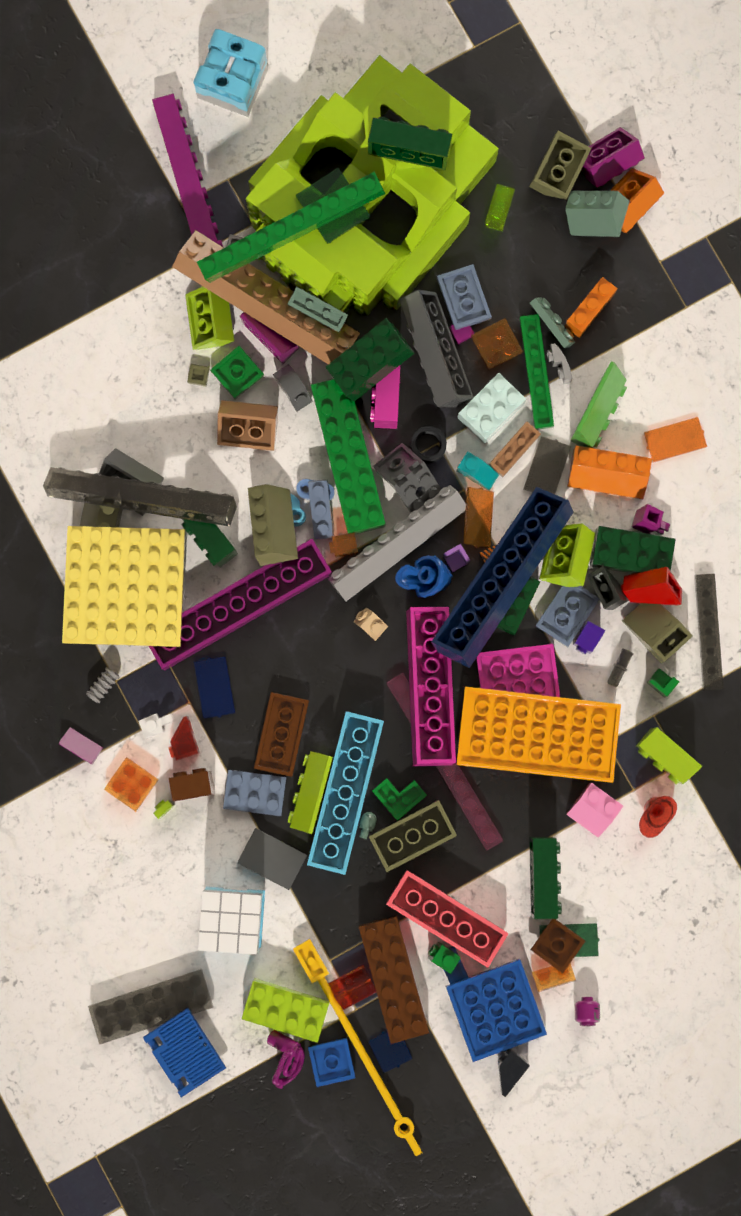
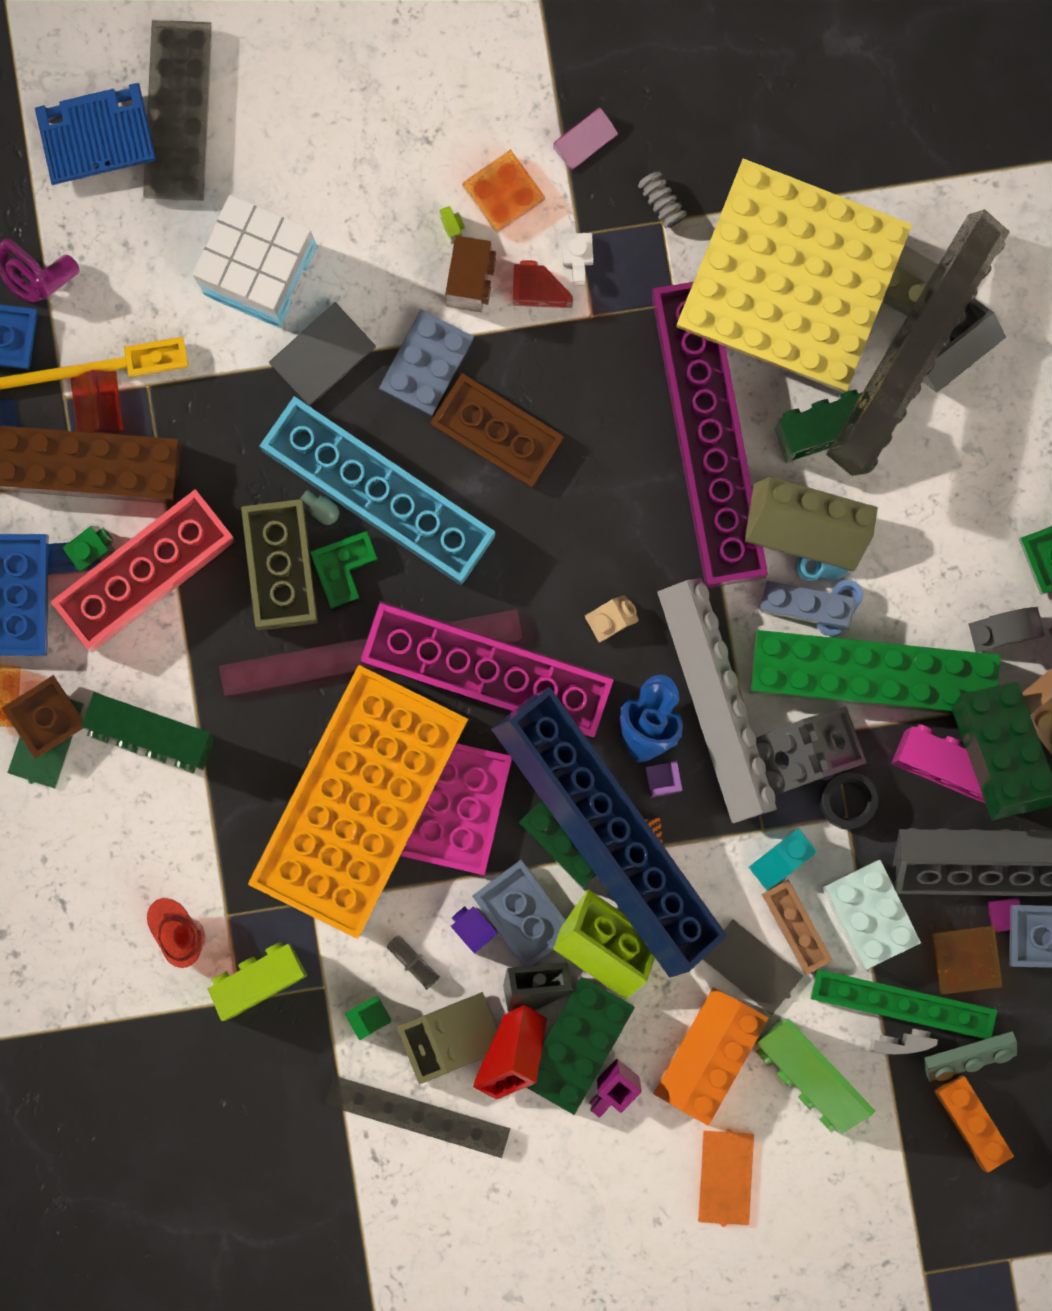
camera: 105 degrees right, 0 degrees up
(214, 687) = (600, 359): clear blue piece -> none
(247, 425) = (973, 542): medium nougat slope -> none
(285, 1010) = (100, 296): lime brick -> none
(311, 792) = (396, 441): lime slope -> none
(343, 545) = (742, 620): clear orange brick -> none
(478, 517) = (712, 834): clear orange piece -> none
(594, 809) = (219, 845): bright pink slope -> none

